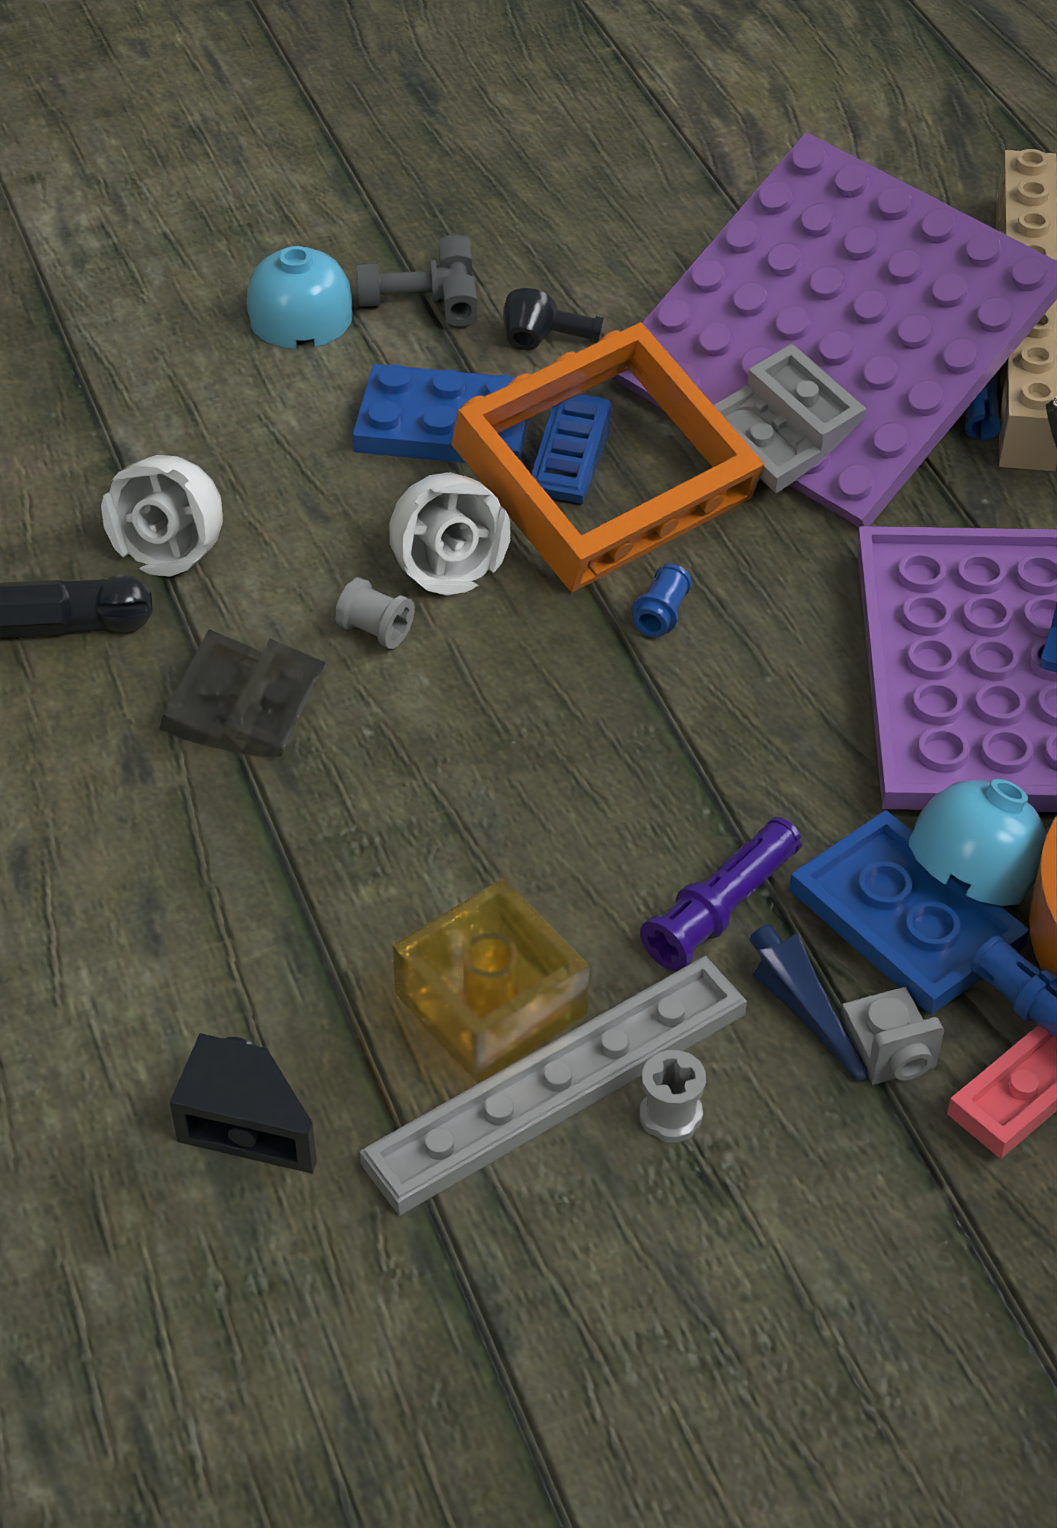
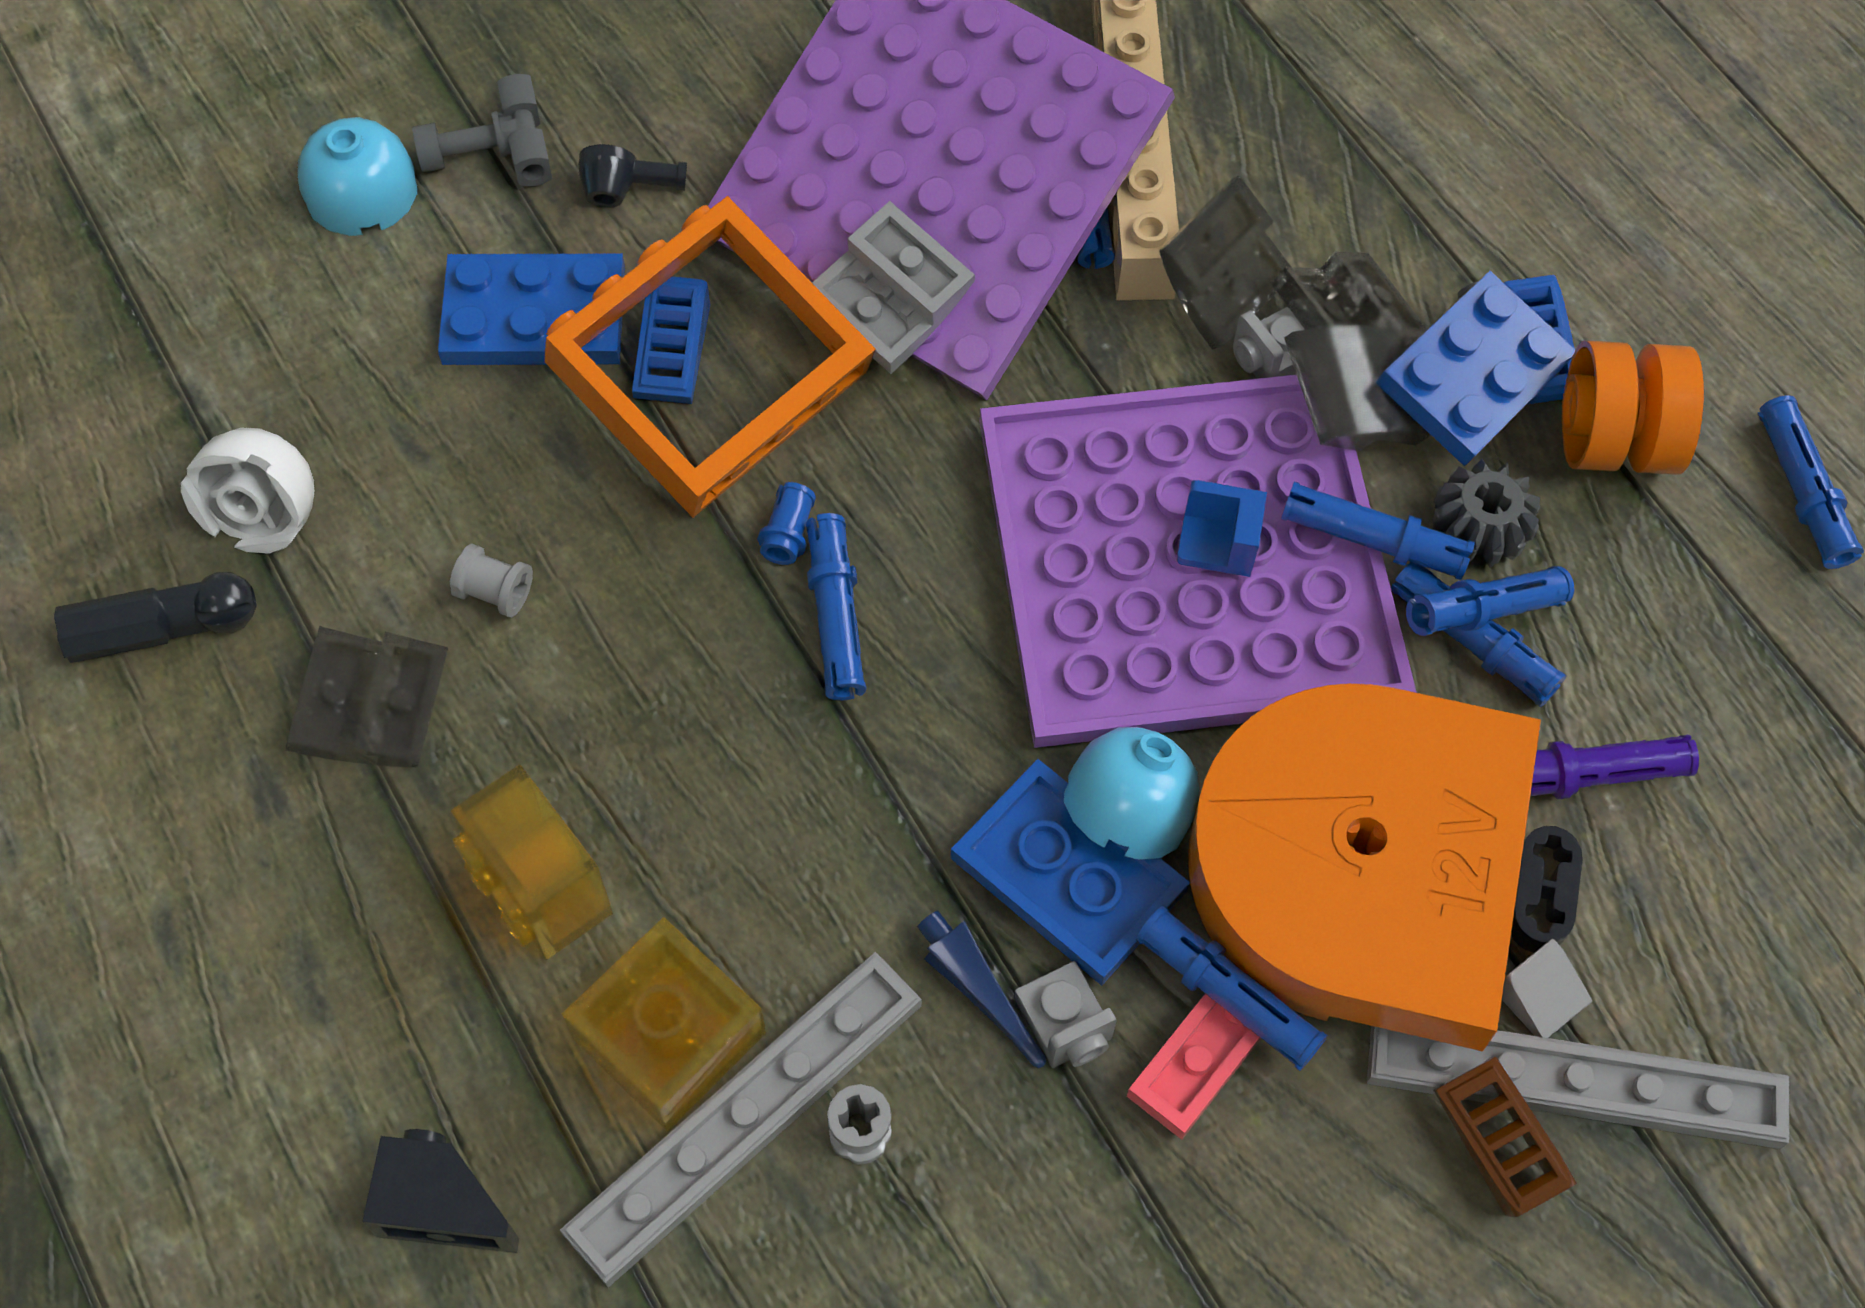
camera: 10 degrees left, 15 degrees up
(381, 828) = (530, 863): none -> clear yellow brick
(449, 532) = (554, 475): white cylinder -> none
(700, 657) = (833, 588): none -> blue pin
(705, 907) = (870, 896): dark purple pin -> none

